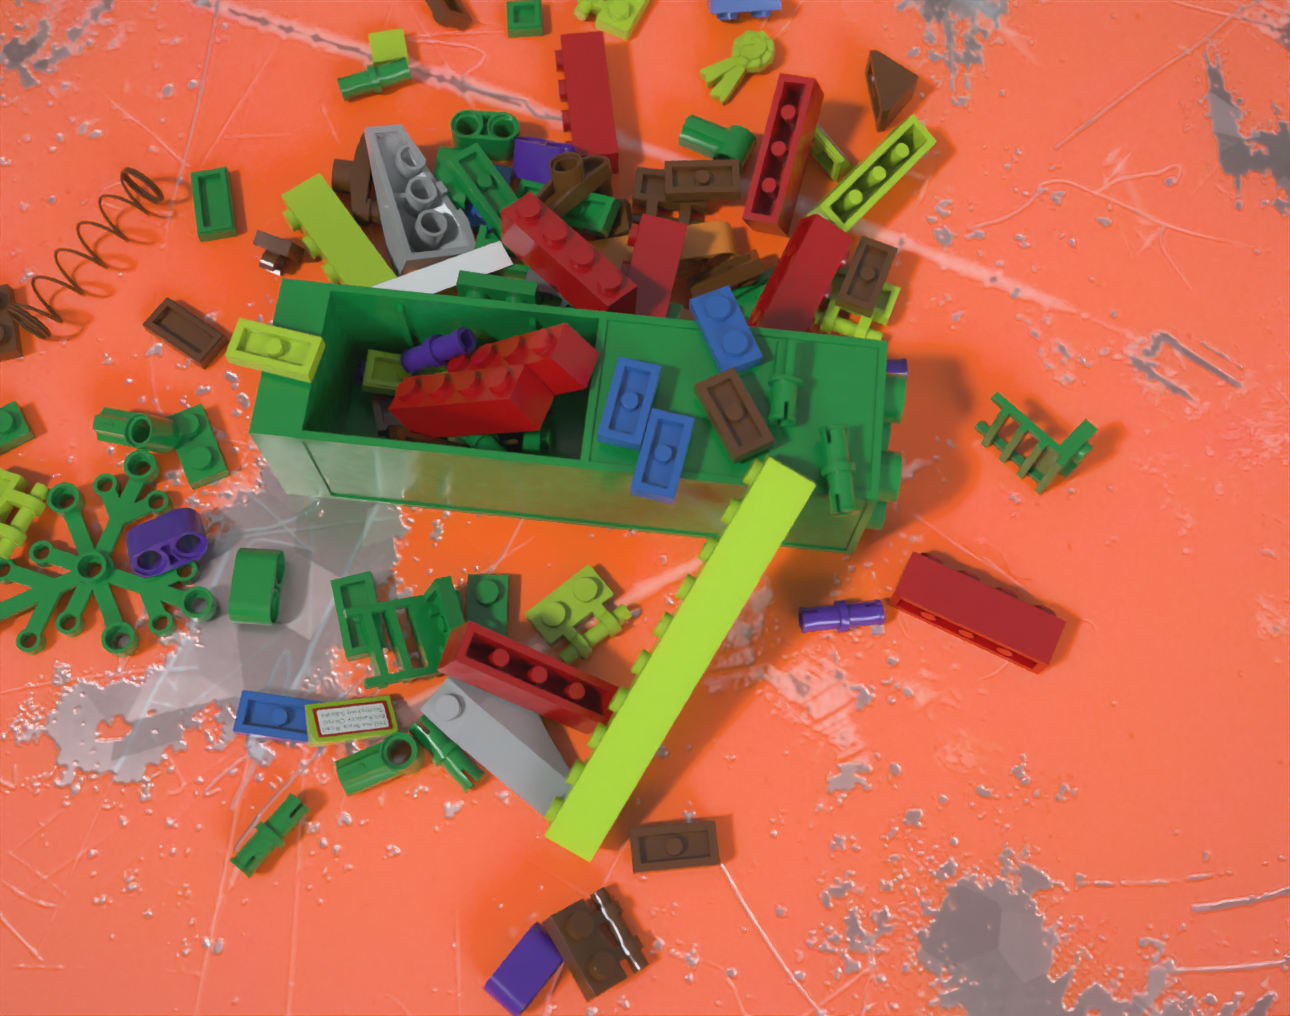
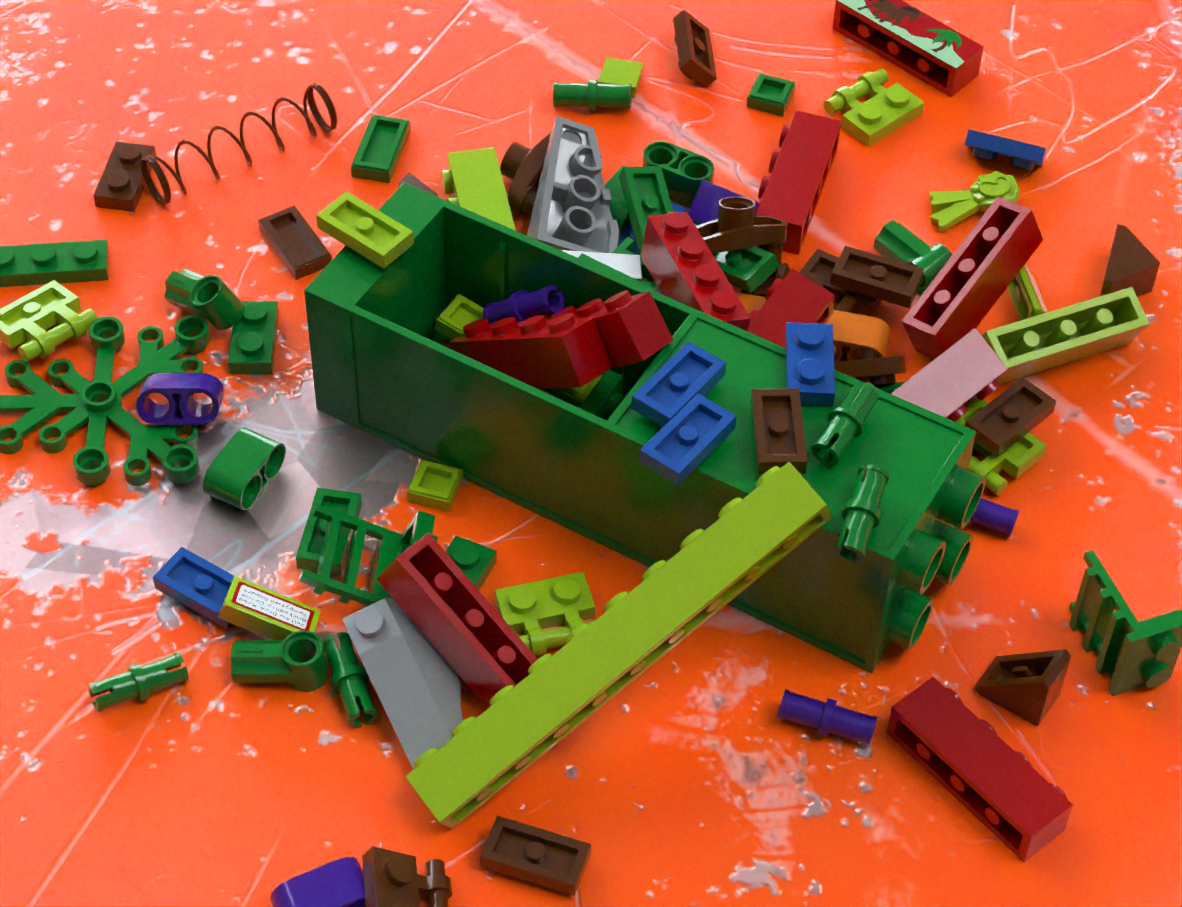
camera: 25 degrees right, 20 degrees down
(425, 529) = (435, 485): none -> lime tile
(976, 517) = (1025, 682): none -> reddish brown slope

